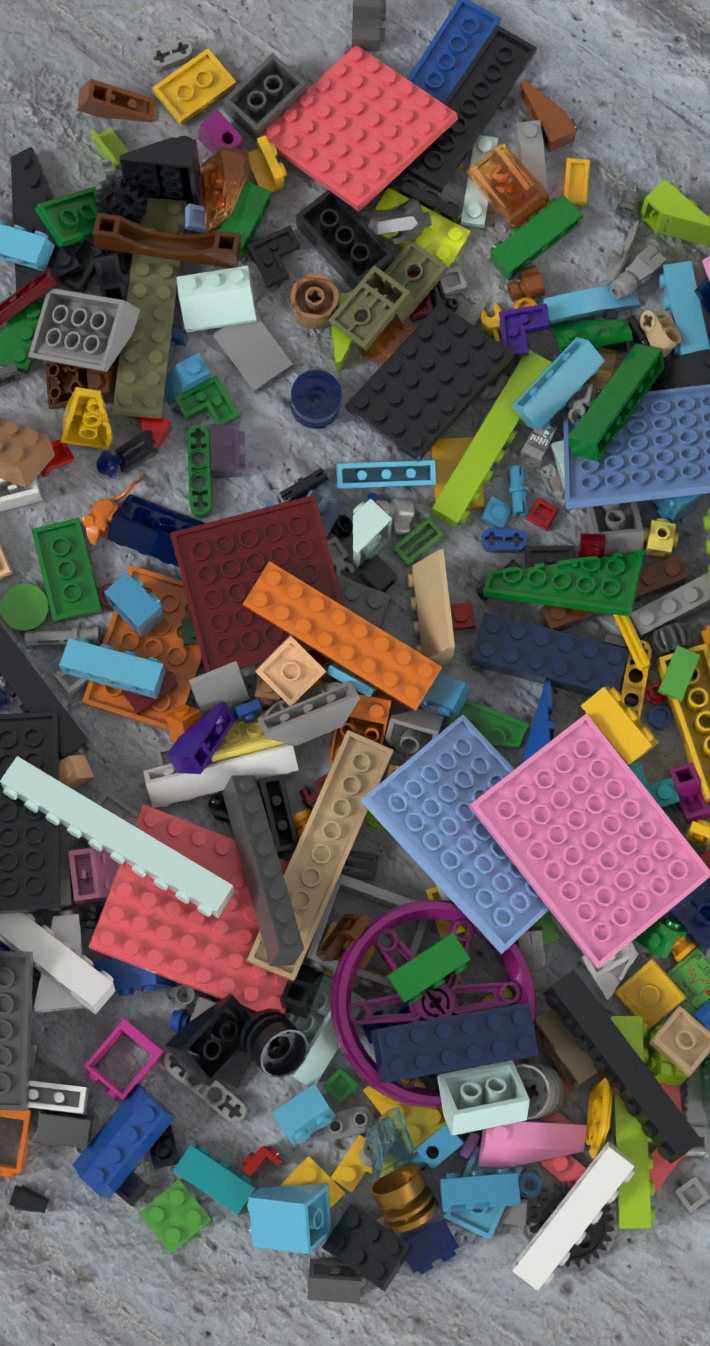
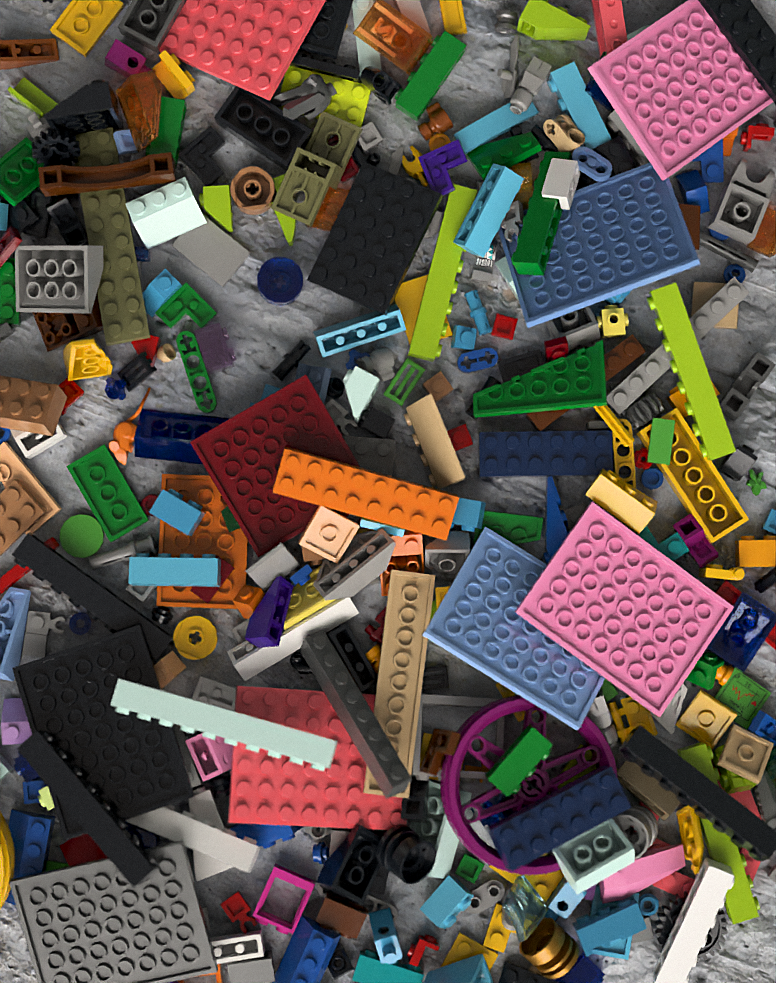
camera: 20 degrees left, 10 degrees up
(69, 1056) = (237, 908): none -> red plate
(84, 713) = (161, 615): none -> black plate
(110, 735) = (184, 643): none -> yellow plate
(173, 442) = (166, 353): none -> tan hinge
(182, 1095) = (341, 915): none -> reddish brown brick
(225, 1136) = (388, 944): none -> dark azure torso
(274, 306) = (218, 204): none -> lime slope
(454, 554) = (438, 387): none -> medium nougat brick
(483, 233) = (380, 84): none -> black piece
(570, 958) = (635, 714): none -> yellow plate
(645, 375) = (561, 181): none -> white panel
(684, 369) = (593, 163): none -> medium blue plate

